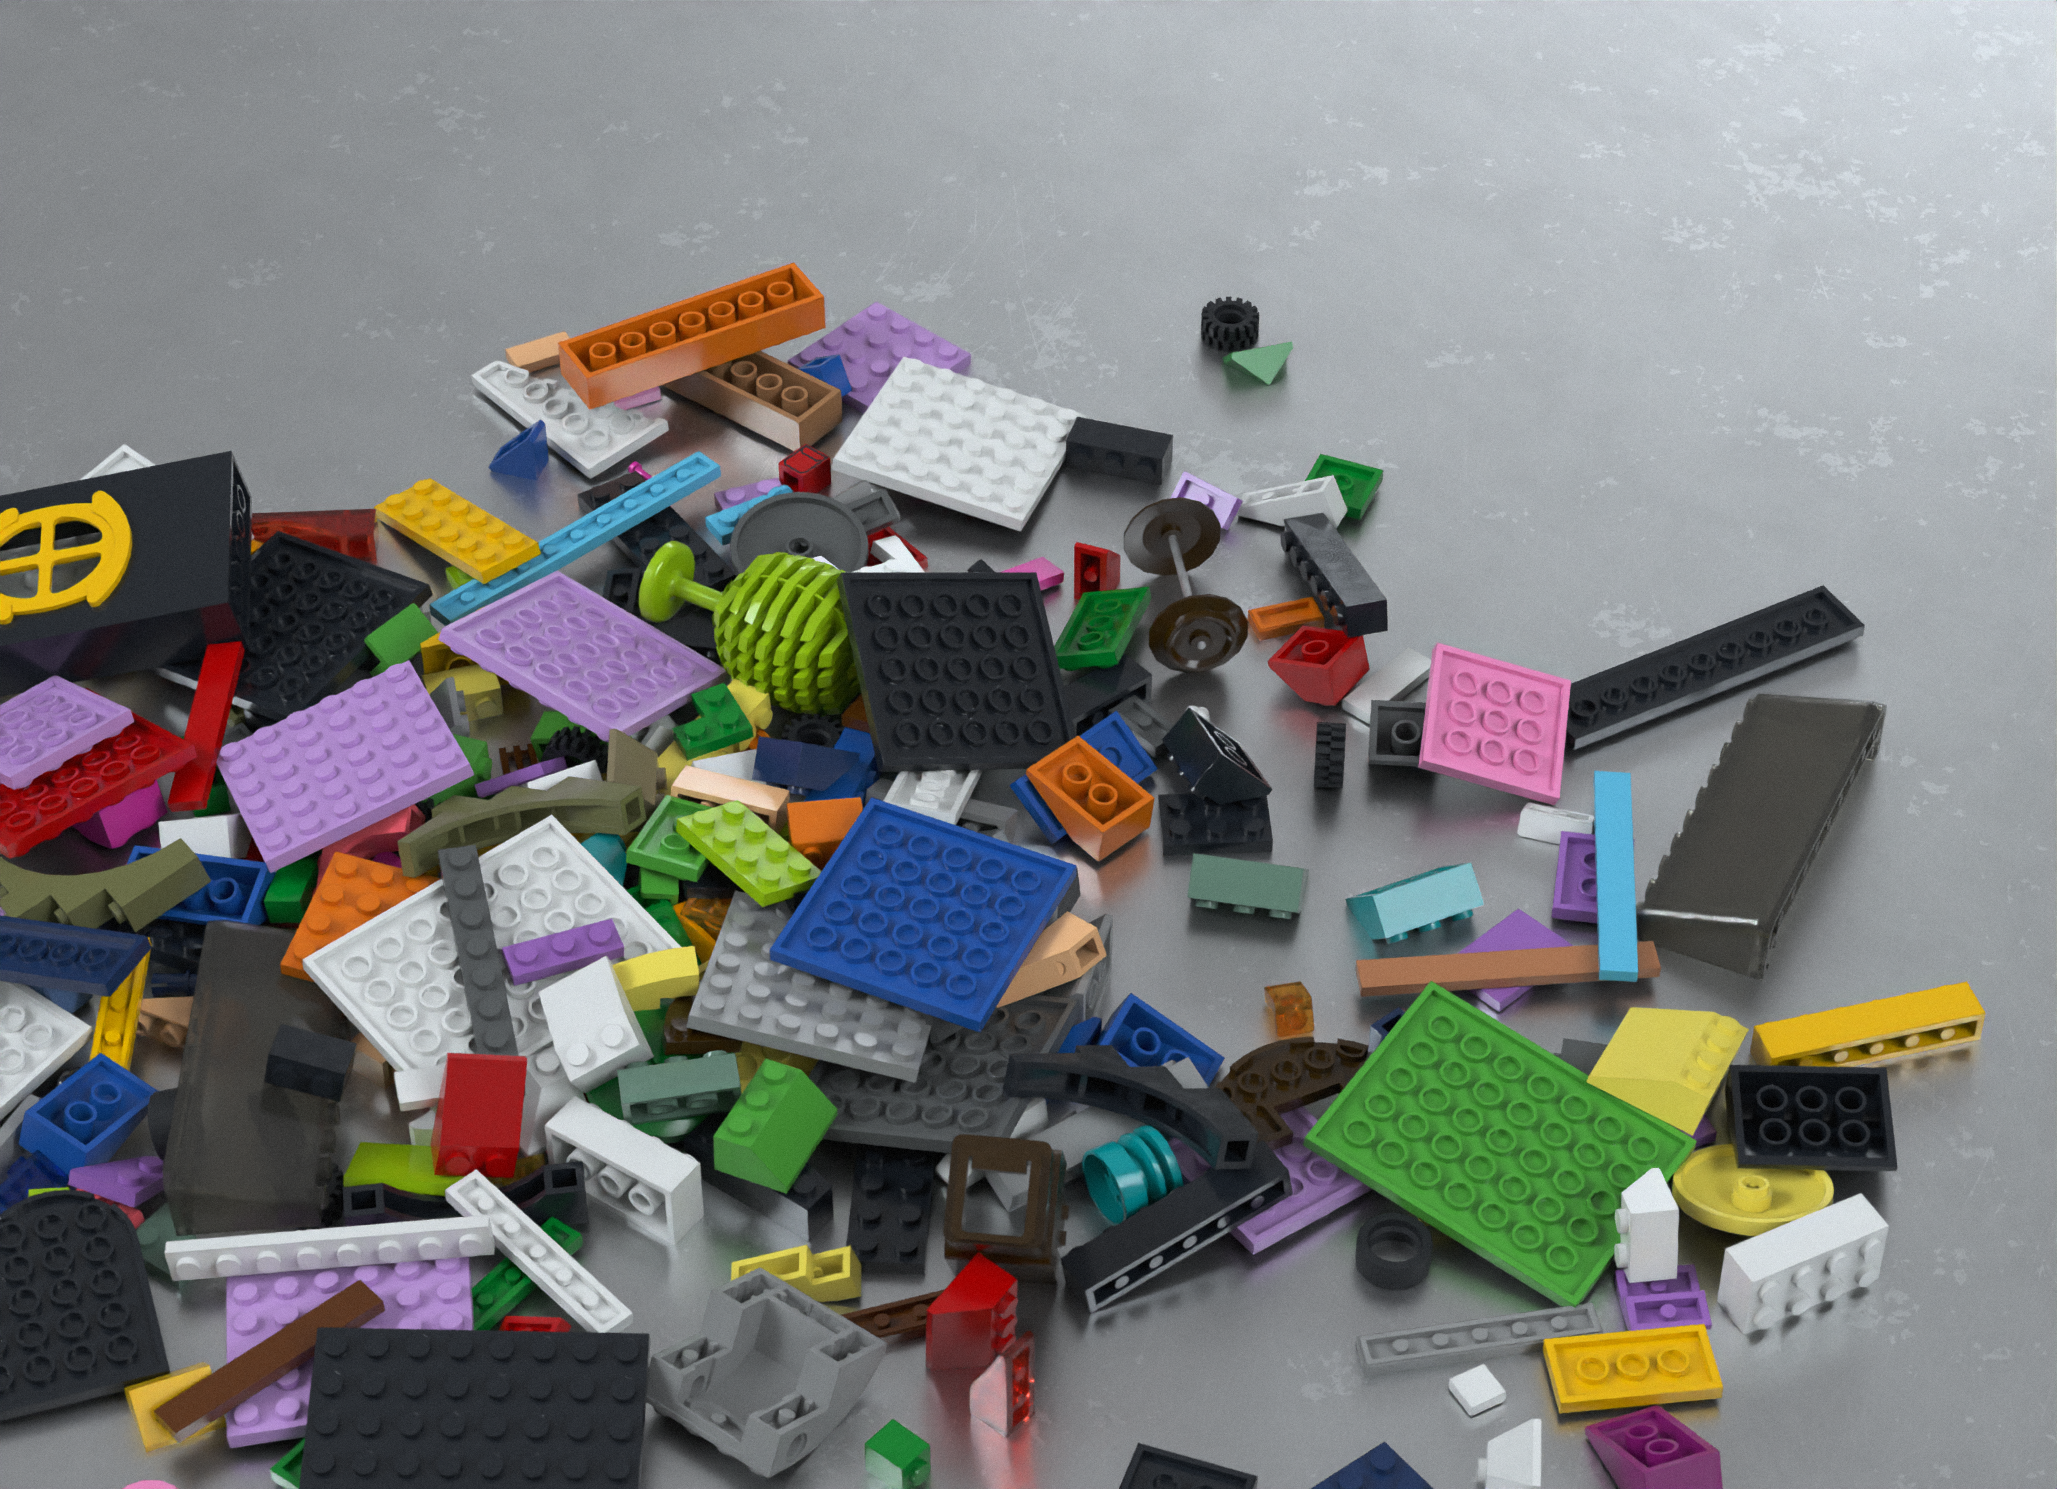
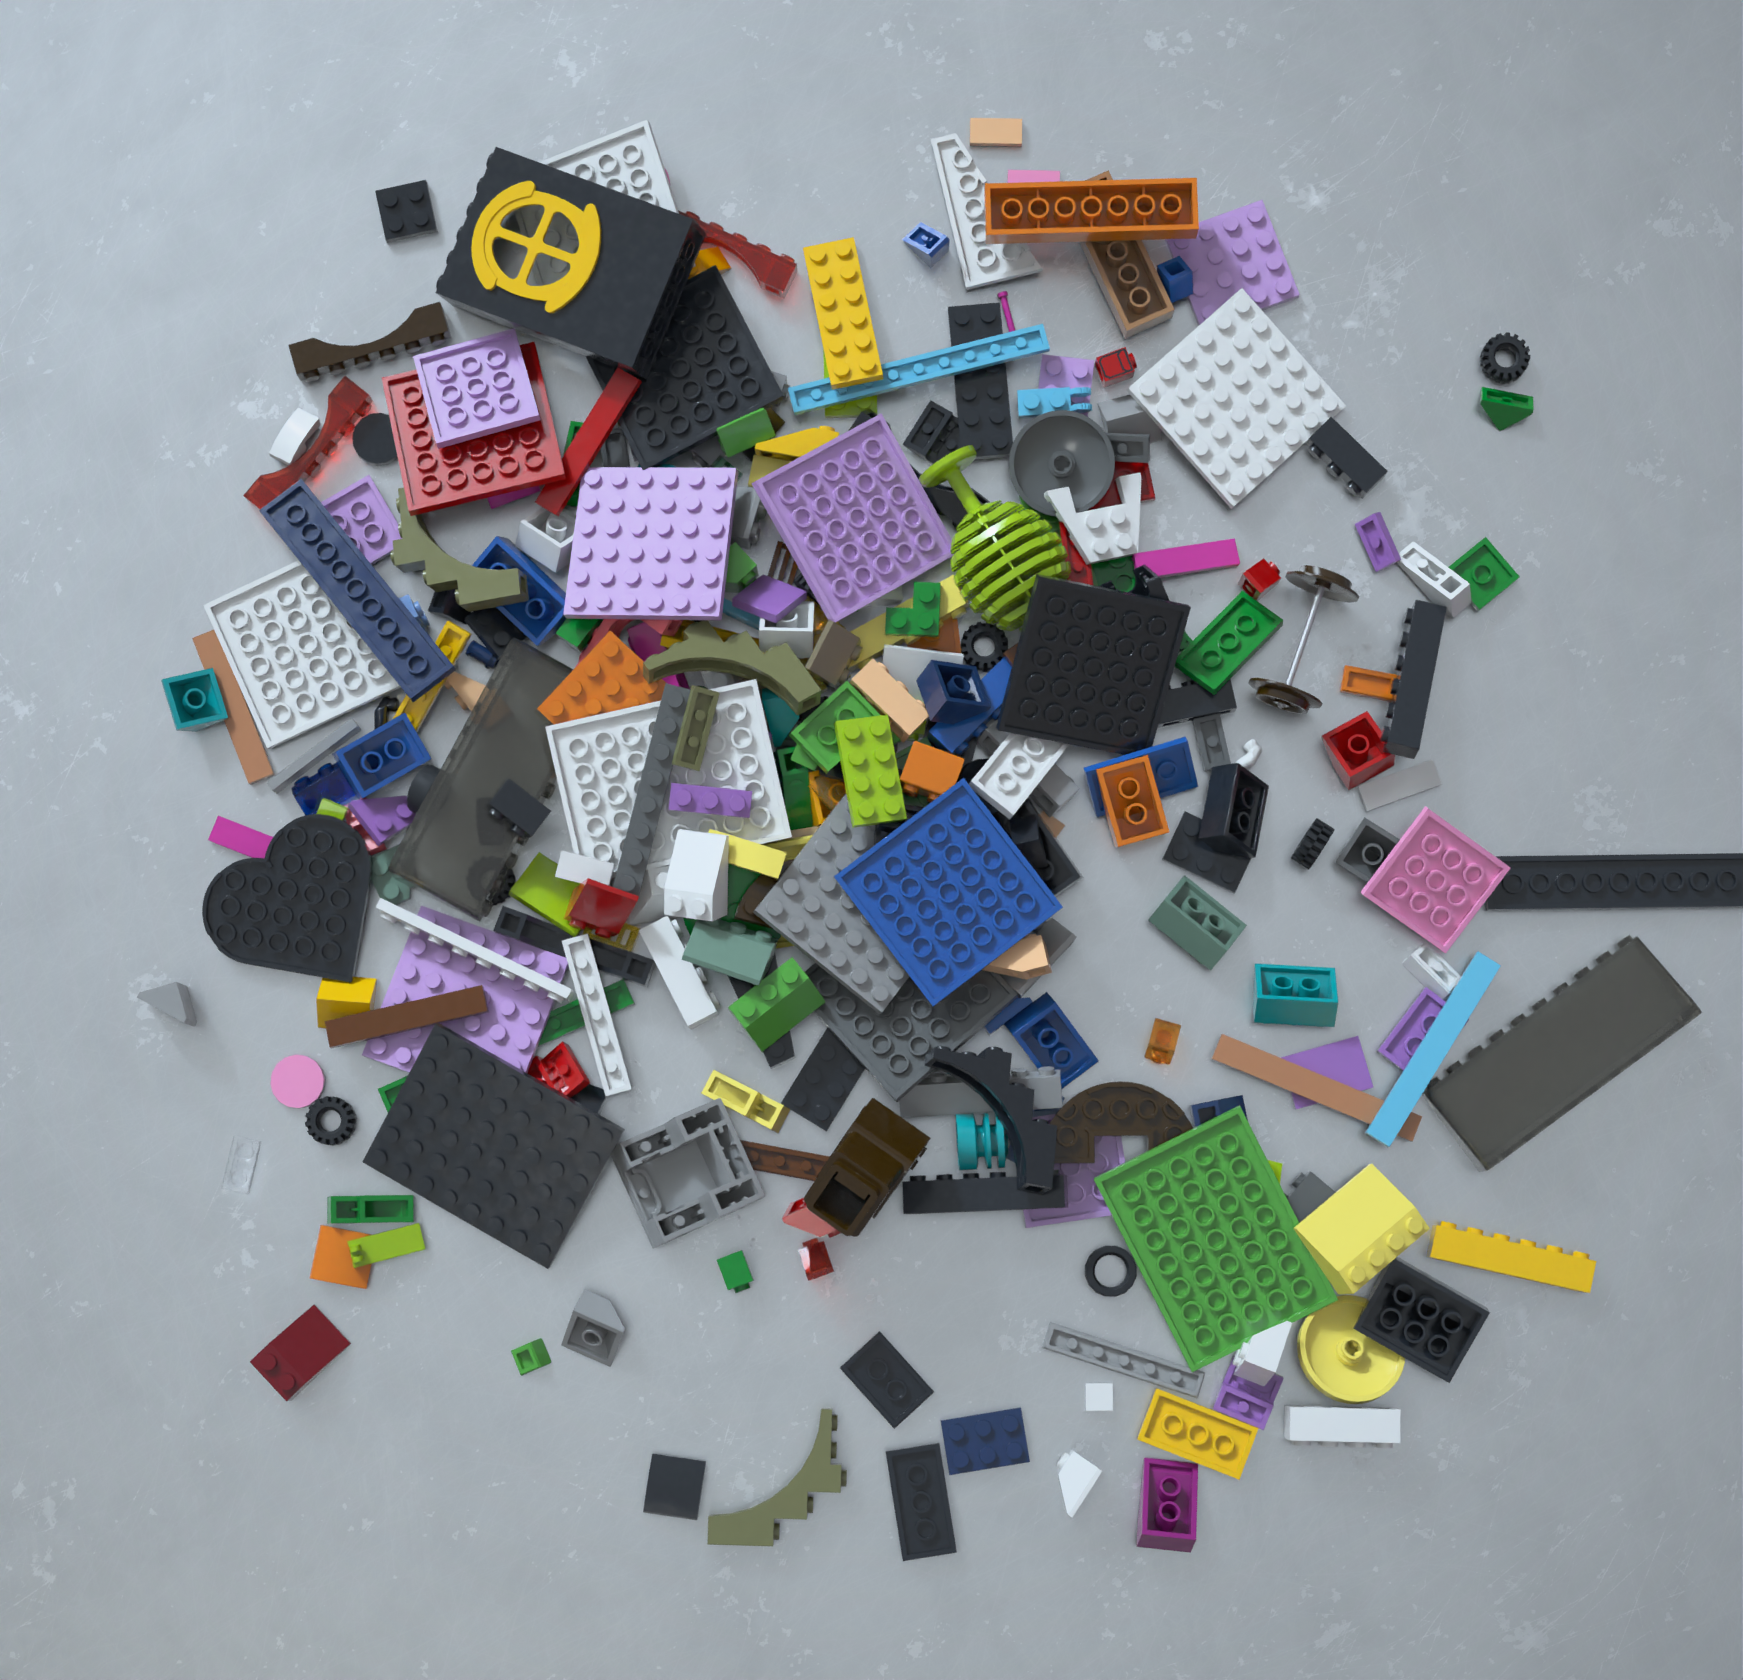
camera: 30 degrees right, 40 degrees up
(502, 879) = (695, 728): none -> olive plate

